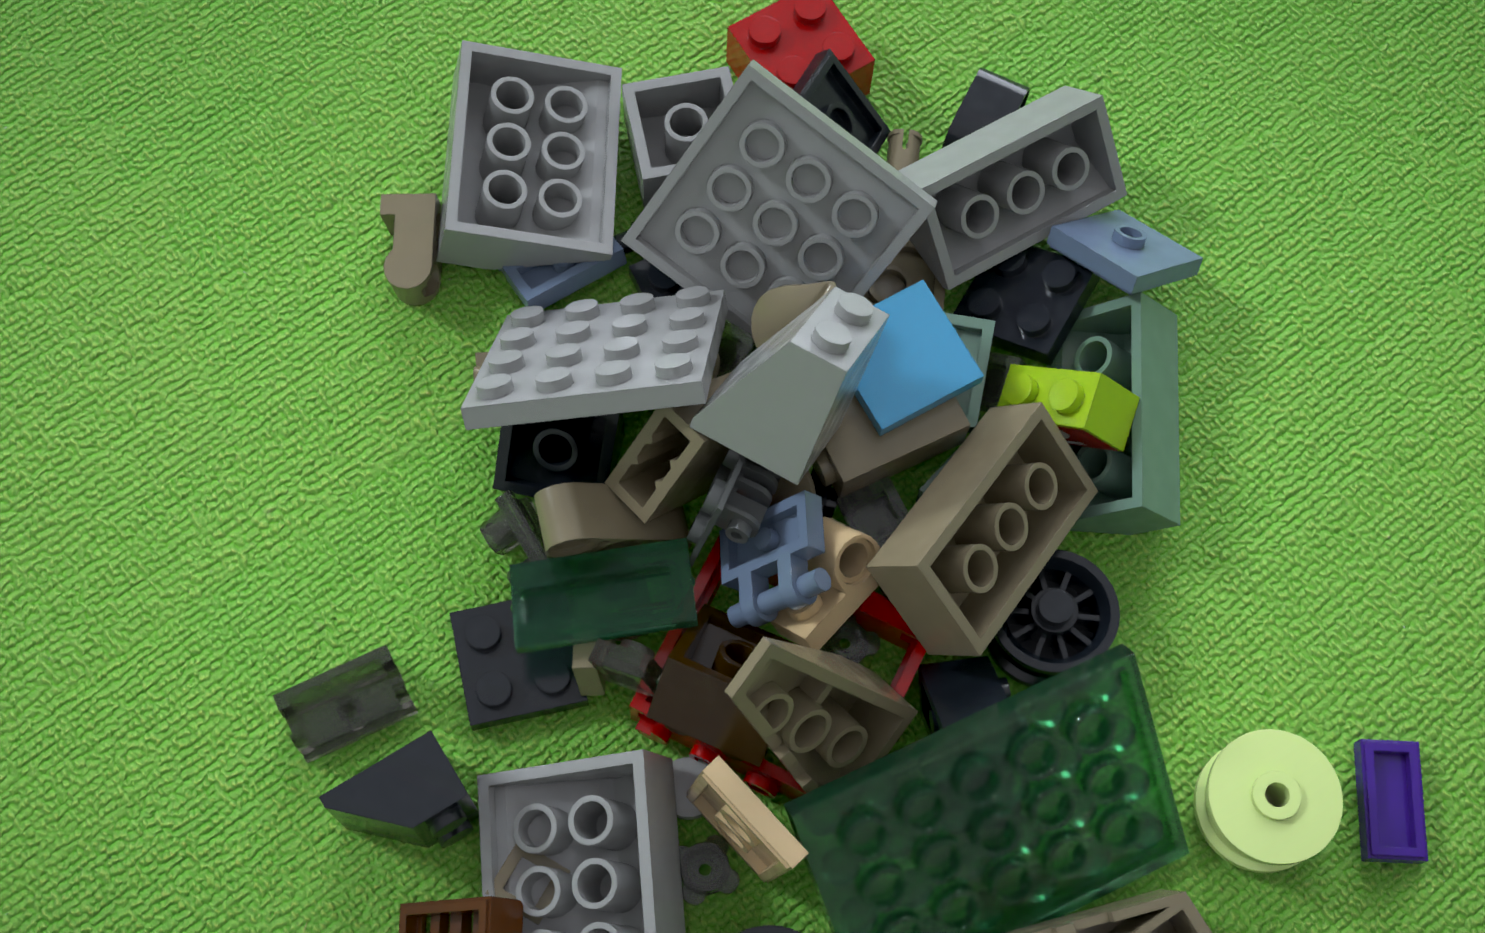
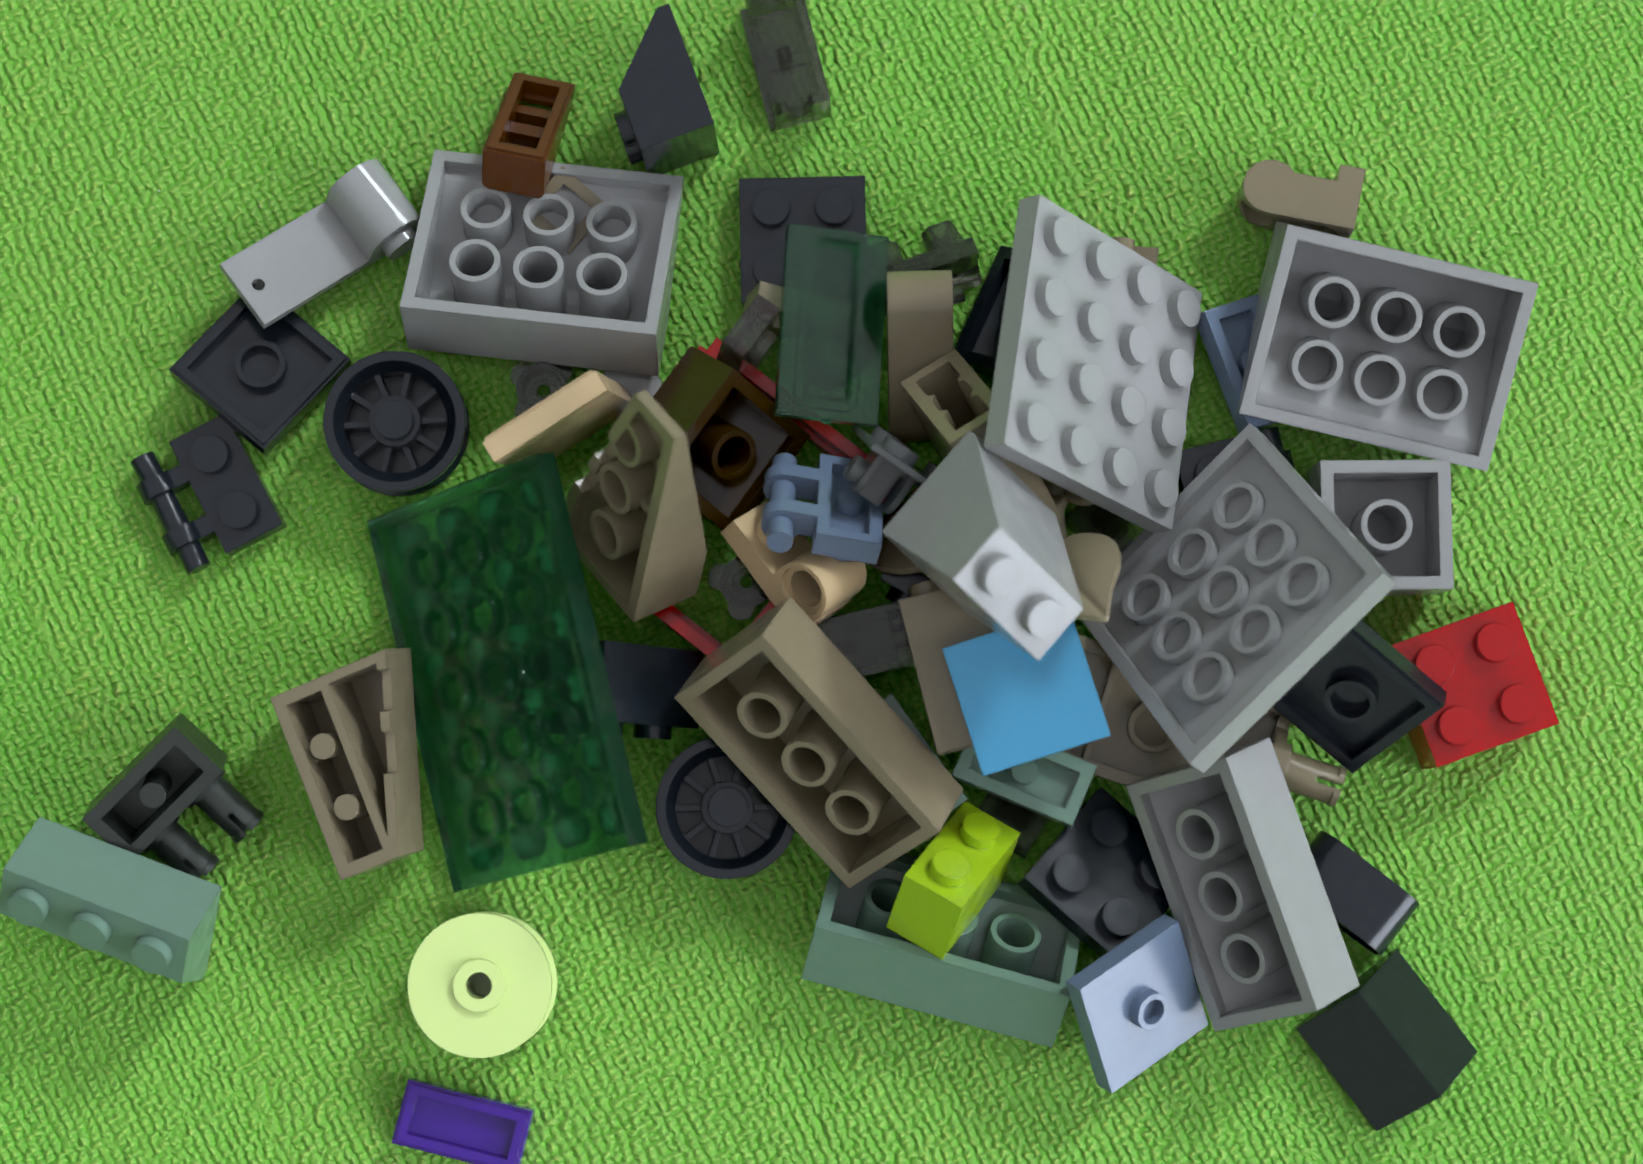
camera: 110 degrees right, 15 degrees up
(1102, 59) = (1388, 1042): none -> black slope

